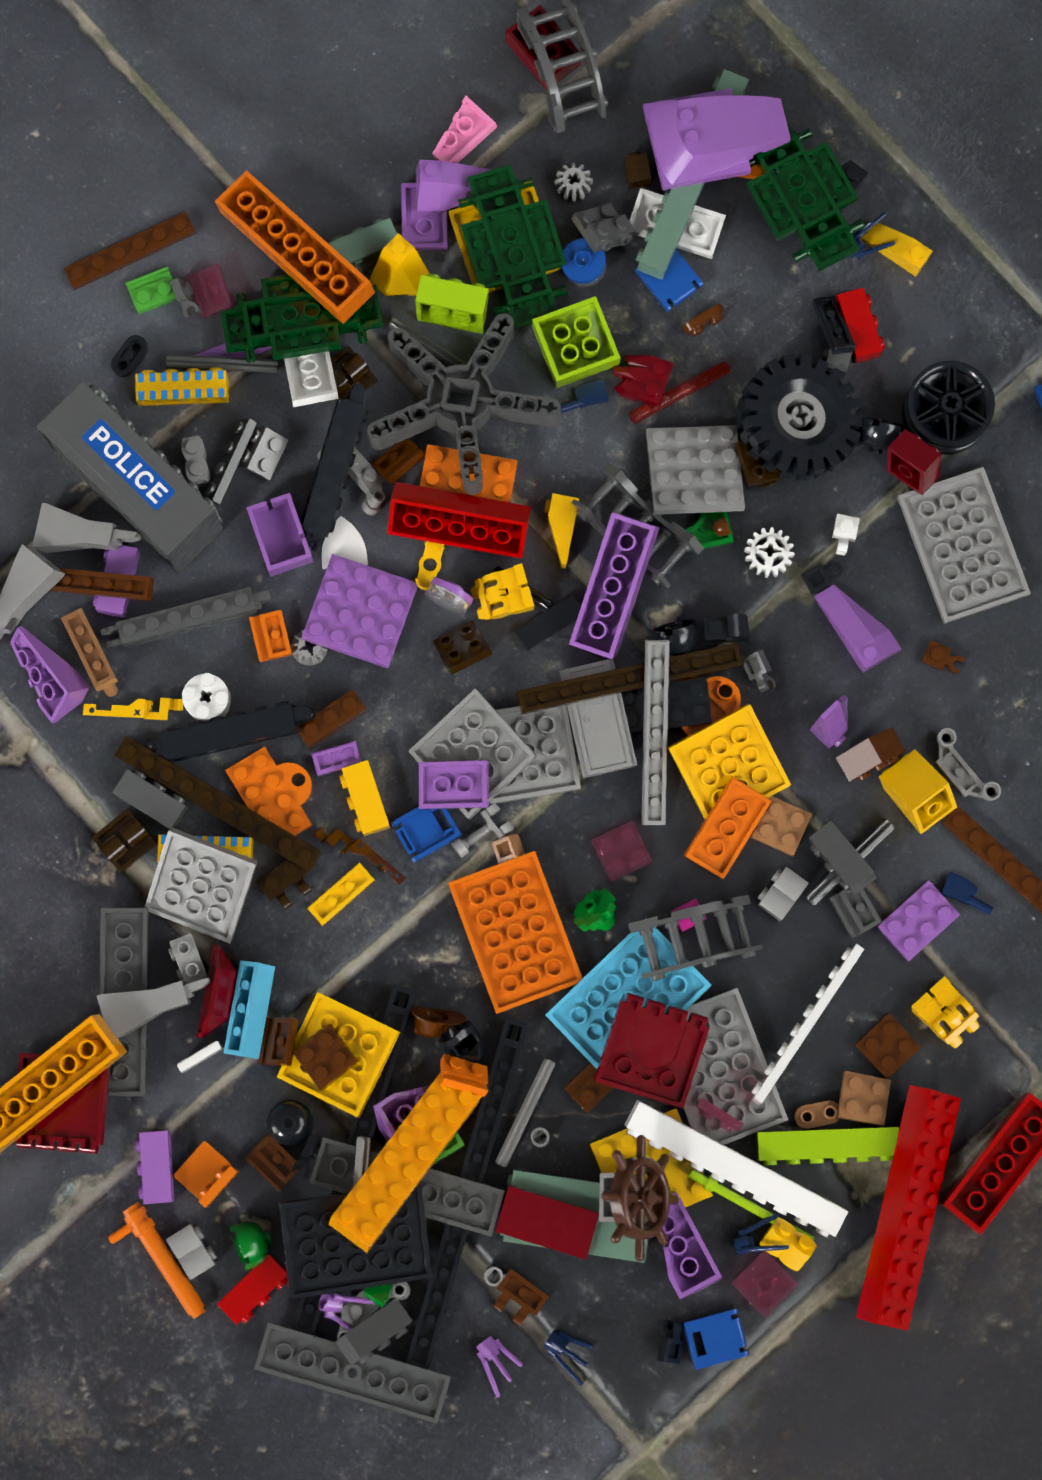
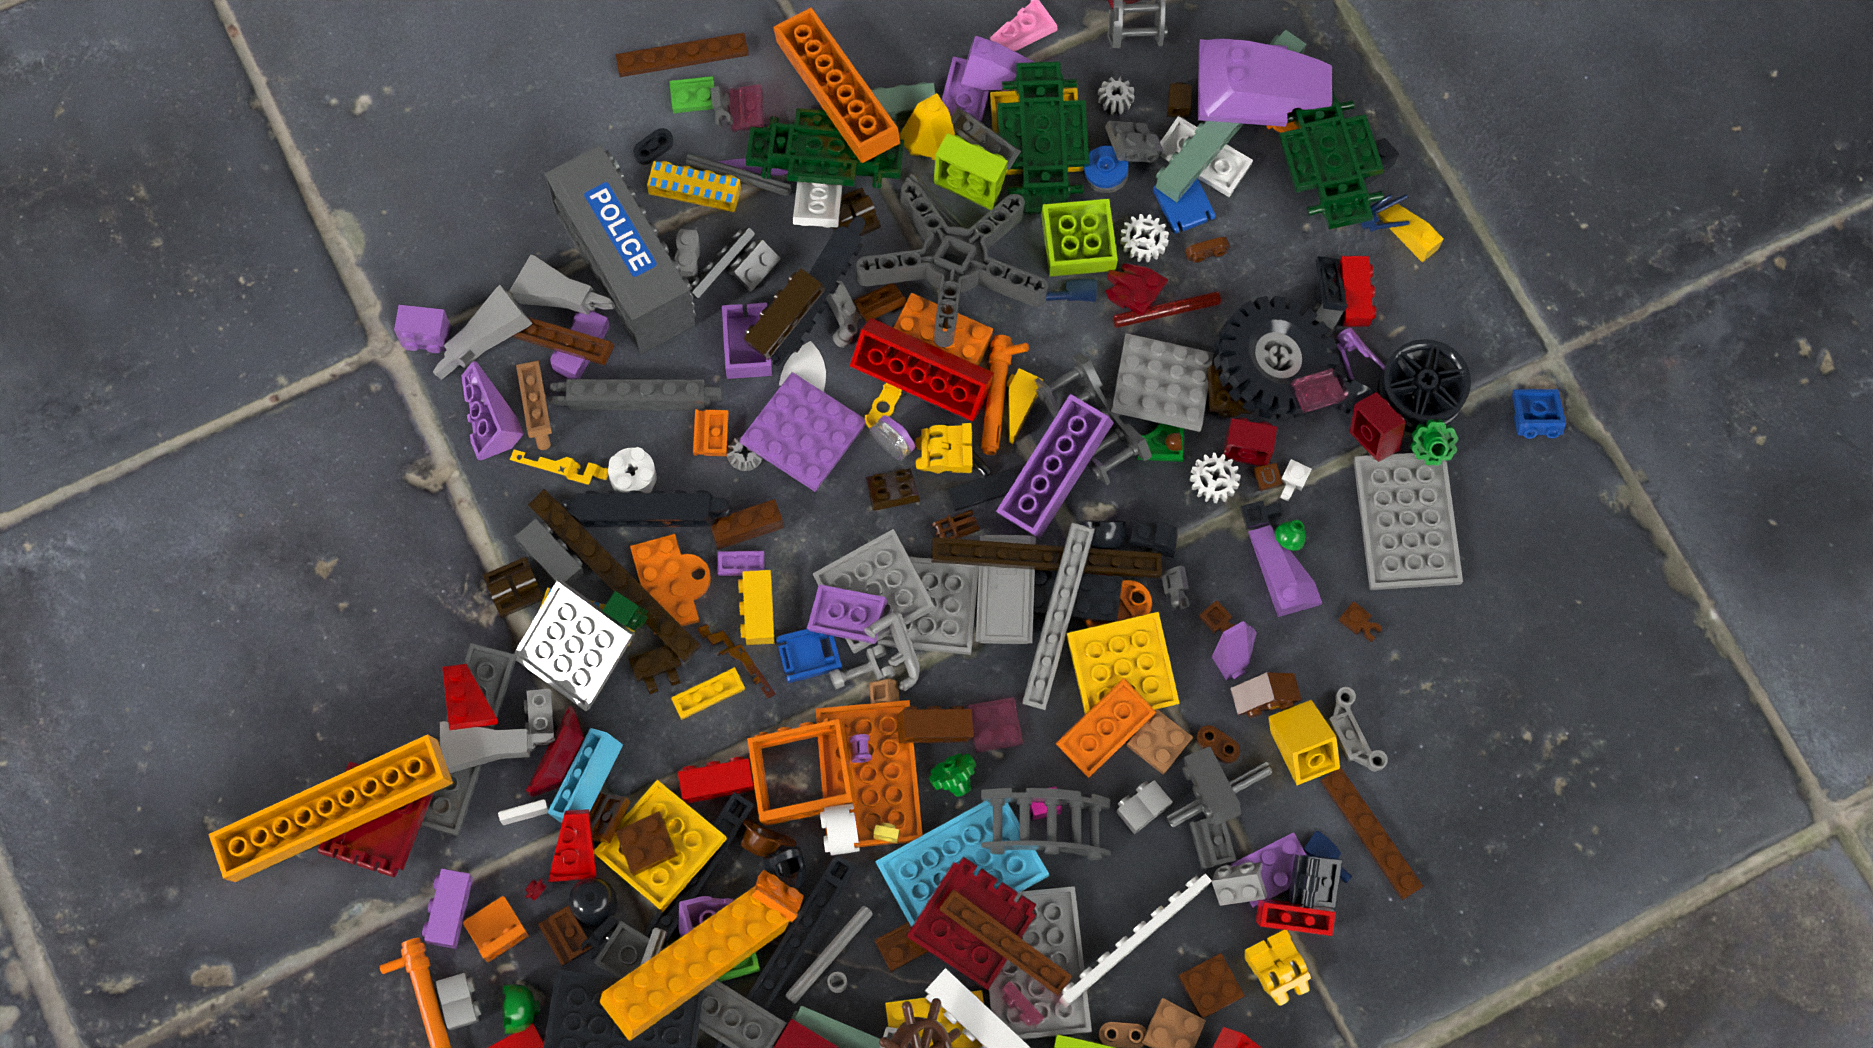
camera: 15 degrees right, 10 degrees down
(113, 967) = (465, 700): none -> red wing
(232, 1126) = (535, 889): none -> dark red plate
(242, 841) = (625, 611): none -> dark green brick
(258, 1080) = (575, 849): none -> red wing
(310, 502) = (784, 313): none -> dark brown brick
(372, 976) = (715, 780): none -> red brick
(426, 917) = (787, 735): none -> orange window
(455, 264) = (978, 133): none -> dark grey plate
(501, 911) = (860, 748): none -> medium lavender bush
(506, 996) = (840, 829): none -> white brick
(516, 800) = (903, 644): none -> light grey piece
(531, 488) = (1000, 360): none -> orange cylinder
(531, 669) = (959, 525): none -> reddish brown arm
(548, 985) = (886, 832): none -> light yellow plate
(566, 869) = (935, 725): none -> reddish brown brick
(633, 318) = (1141, 246): none -> white gear
(688, 1062) = (1005, 942): none -> reddish brown plate
(794, 509) = (1249, 442): none -> dark red brick
(806, 692) = (1216, 618): none -> reddish brown plate
(819, 537) = (1267, 477): none -> reddish brown tile
(837, 813) = (1218, 744): none -> reddish brown plate
(848, 442) = (1318, 390): none -> clear pink plate
(856, 590) = (1291, 535): none -> green brick
(867, 377) = (1350, 341): none -> medium lavender plant
(890, 944) = (1239, 883): none -> light grey bracket
(950, 962) = (1295, 917): none -> red brick
(960, 923) = (1314, 881): none -> black plate
(972, 463) = (1434, 442): none -> green plant

